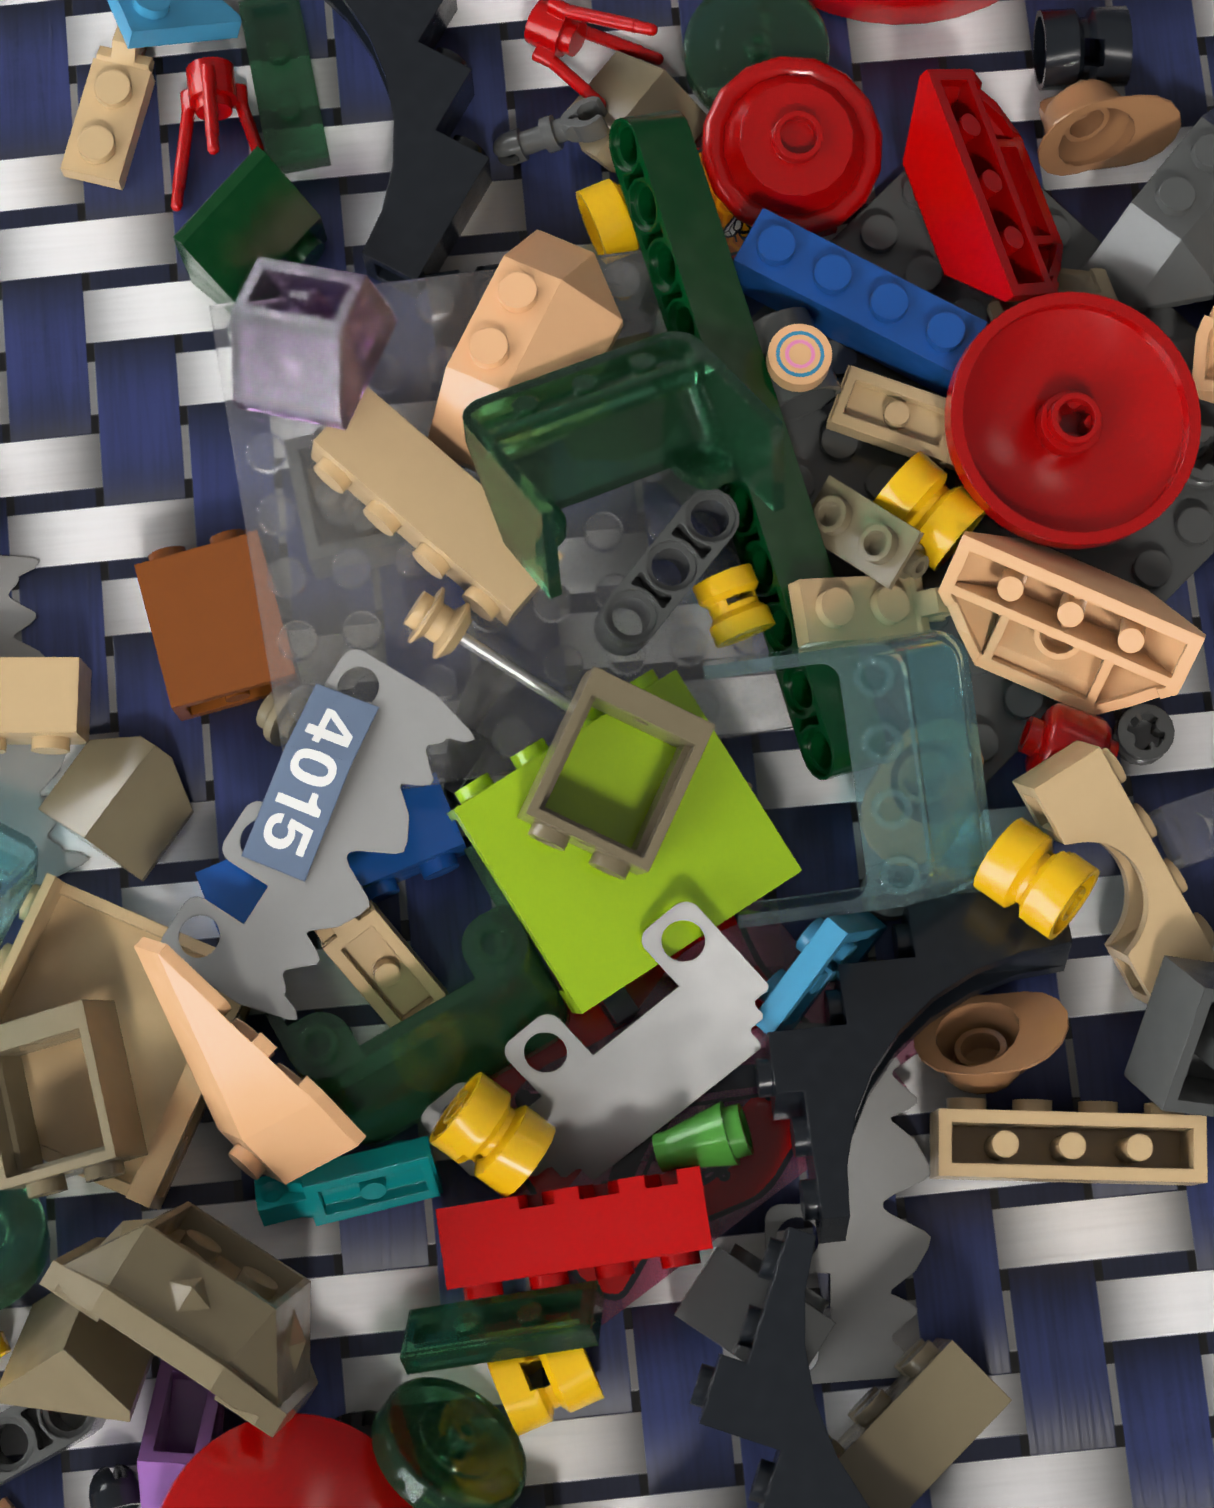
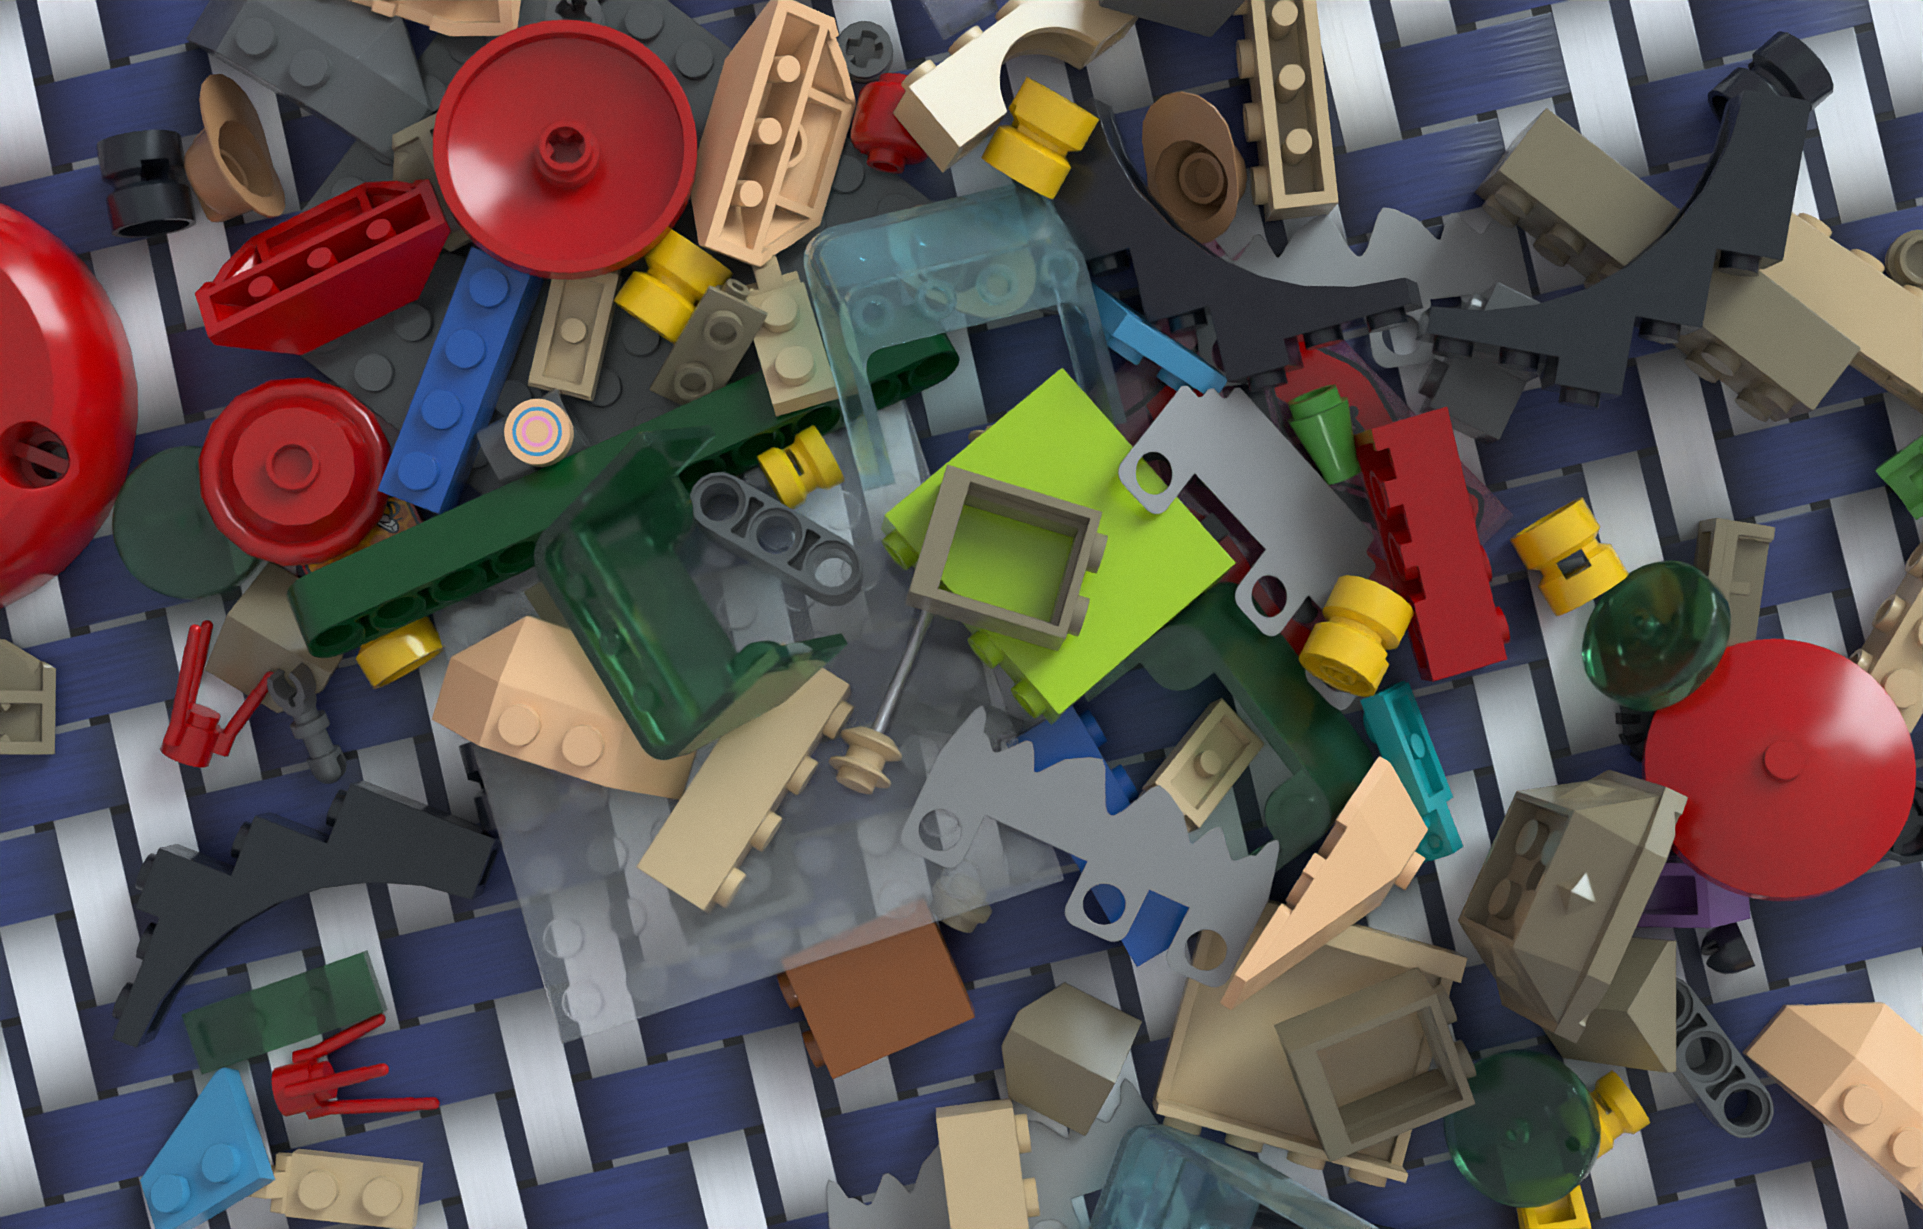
camera: 100 degrees left, 10 degrees up
(246, 218) = (471, 1014): dark green slope -> none
(306, 341) = (602, 932): clear purple slope -> none
(308, 781) = (1040, 864): sand blue sticker -> none
(503, 1327) = (1532, 601): clear green tile -> none

